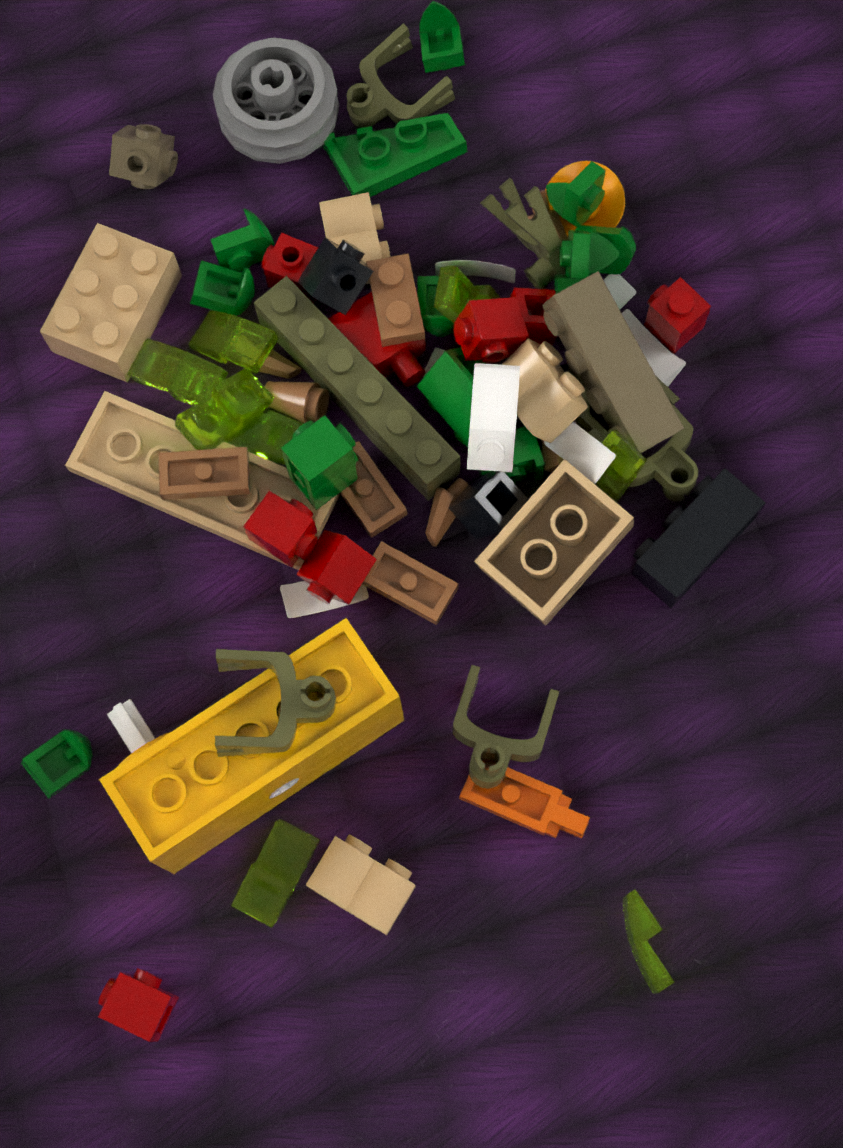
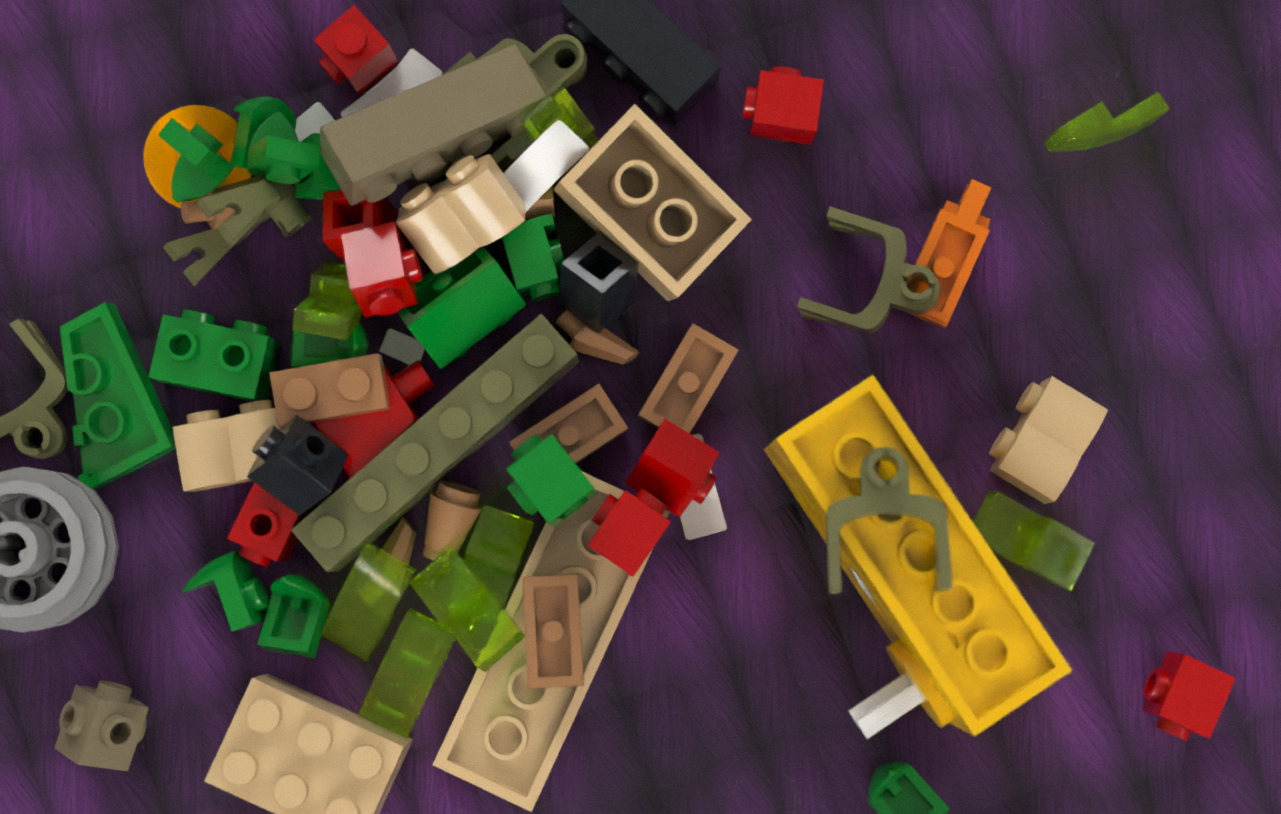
camera: 95 degrees left, 10 degrees up
(425, 219) = (214, 357): none -> green brick
(480, 268) = (279, 295): white sticker -> none
(493, 417) = (507, 264): white slope -> none
(649, 658) = (784, 105): none -> red brick

